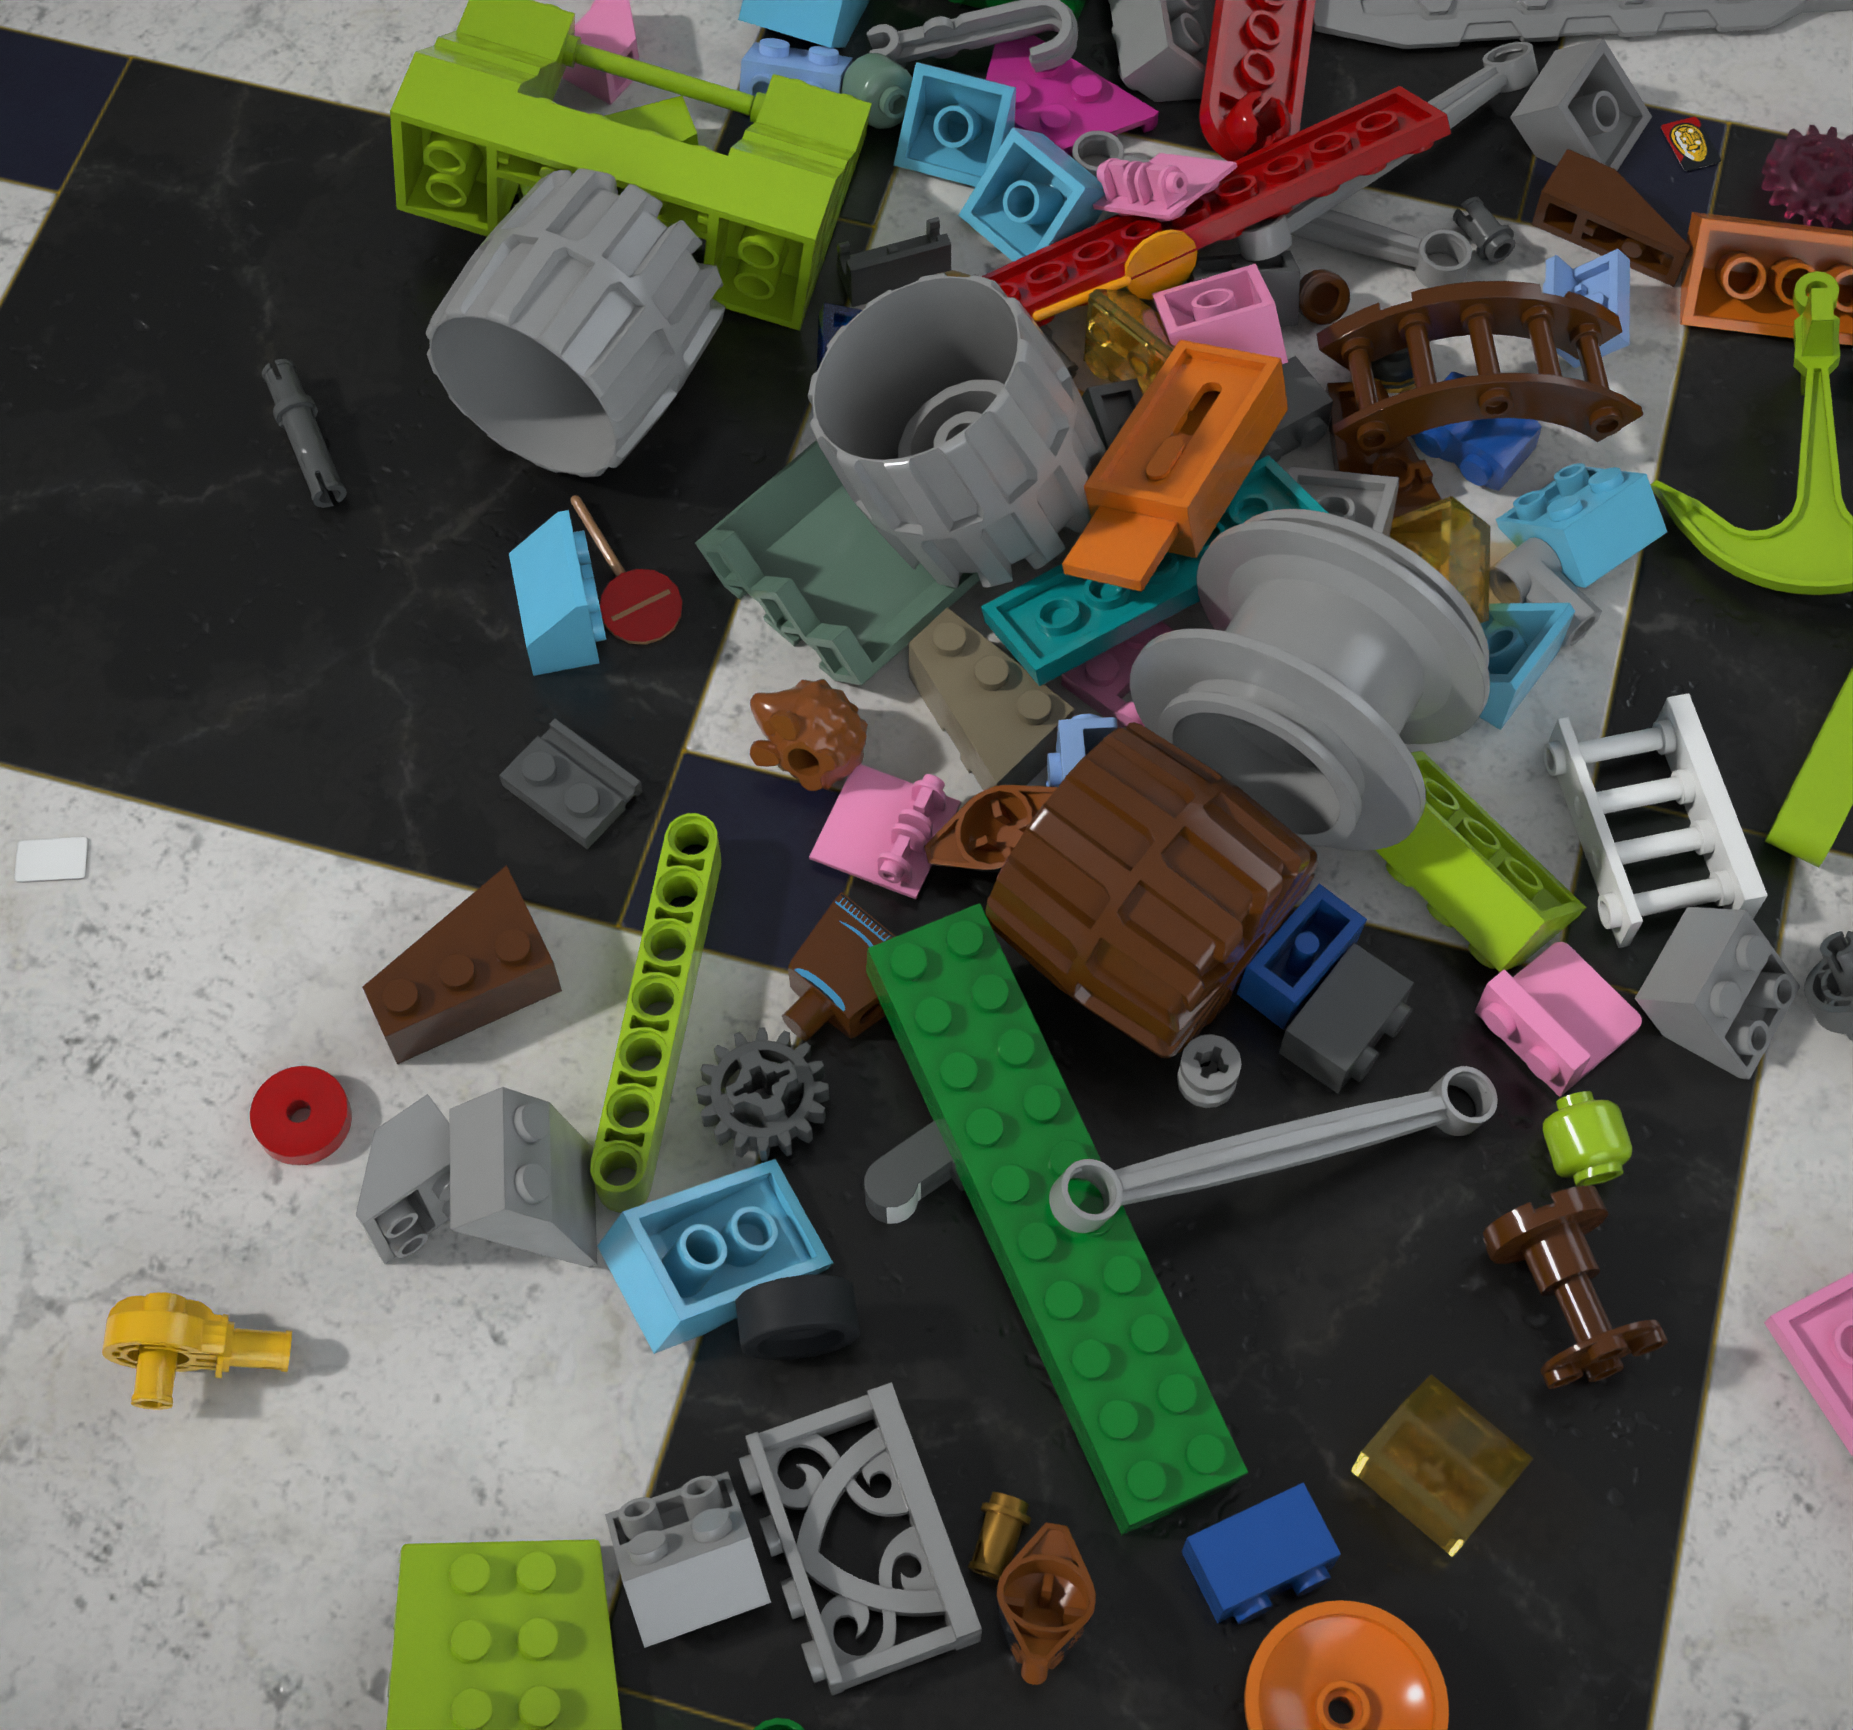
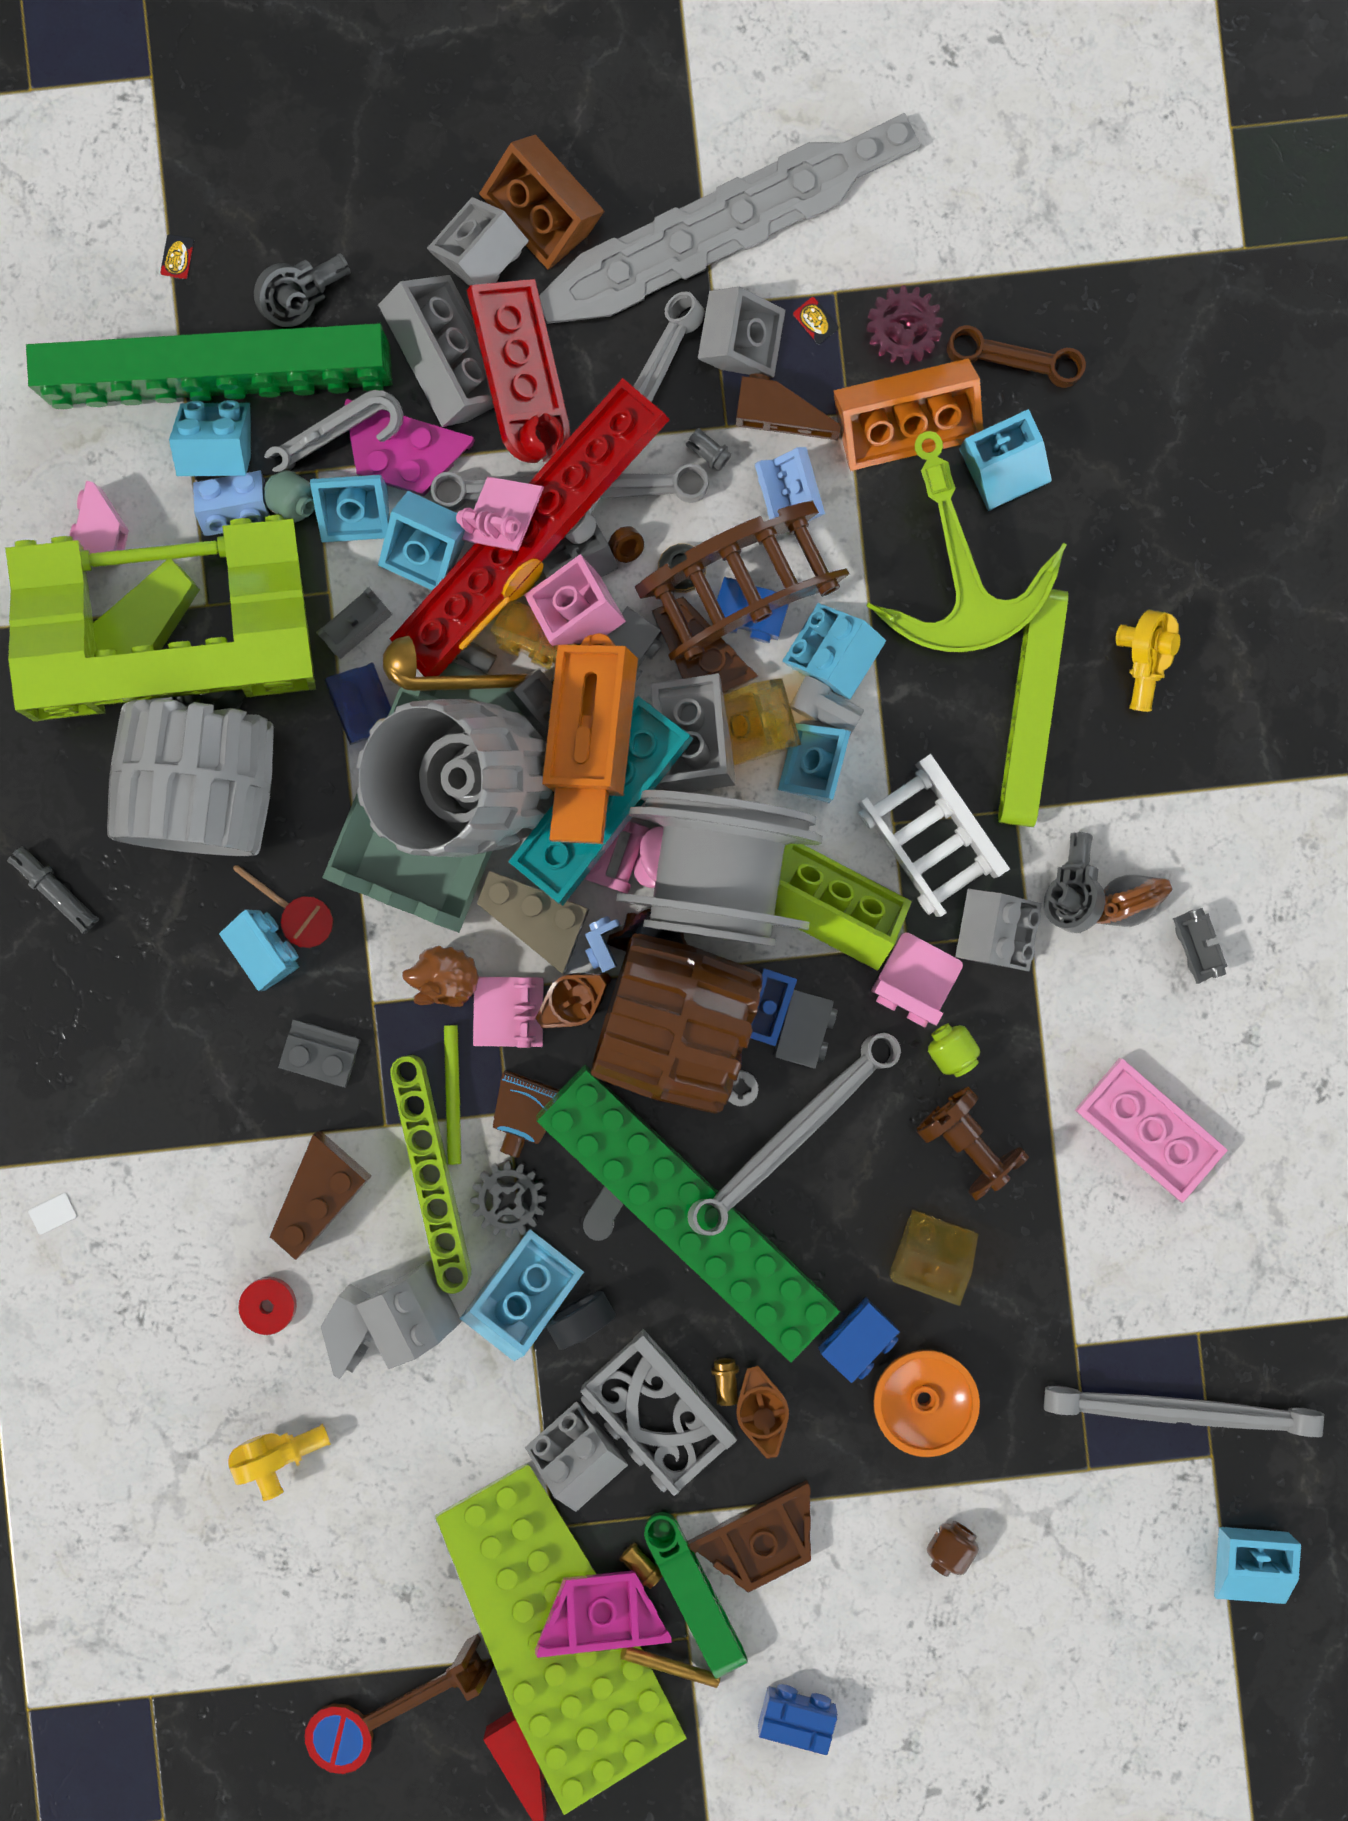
camera: 20 degrees left, 25 degrees up
(743, 917) = (452, 1094): none -> lime bar

